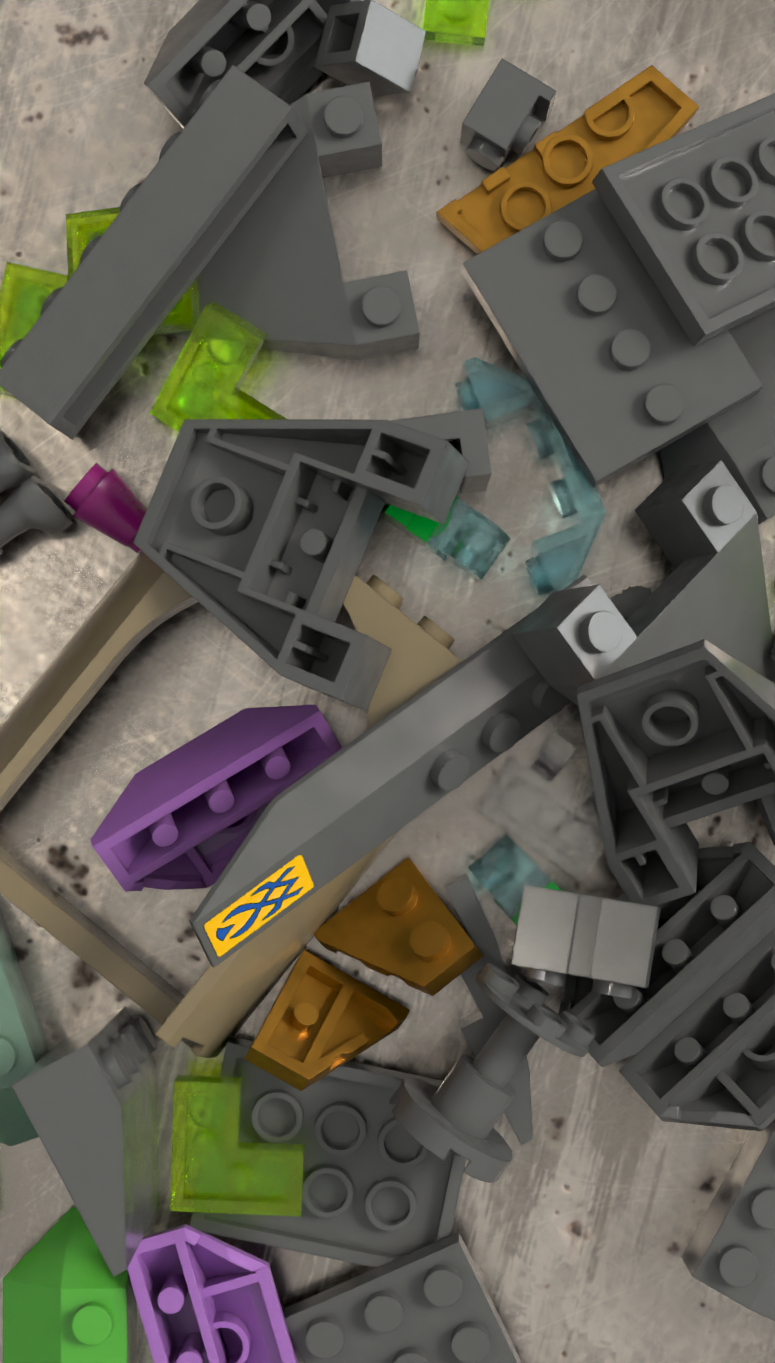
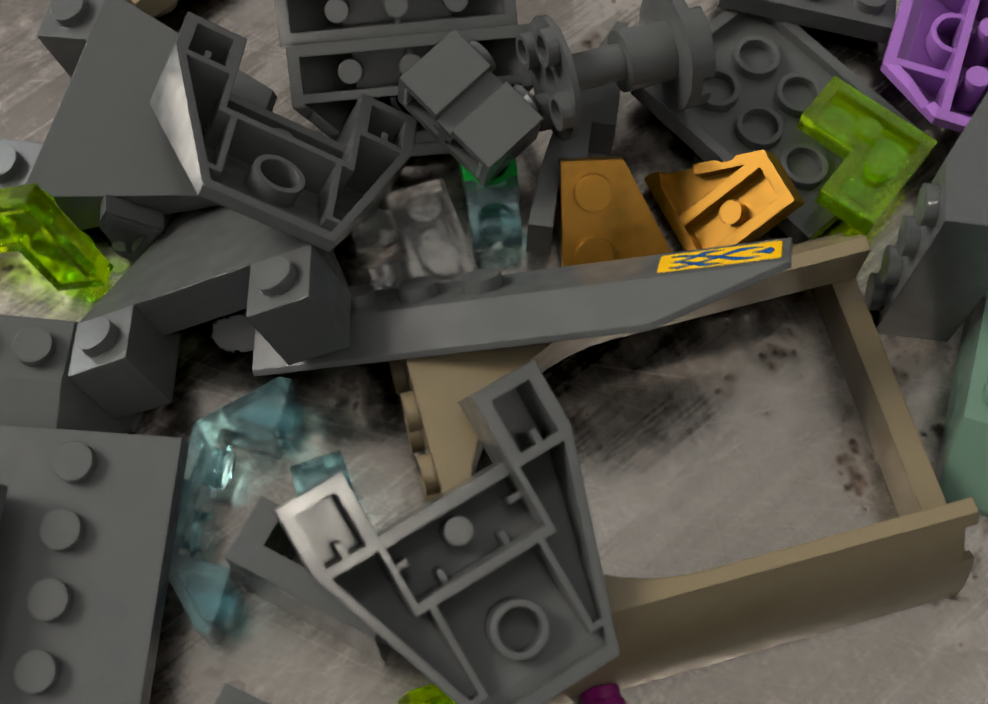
camera: 150 degrees left, 20 degrees down
(199, 803) = (690, 425): medium lavender wedge -> none

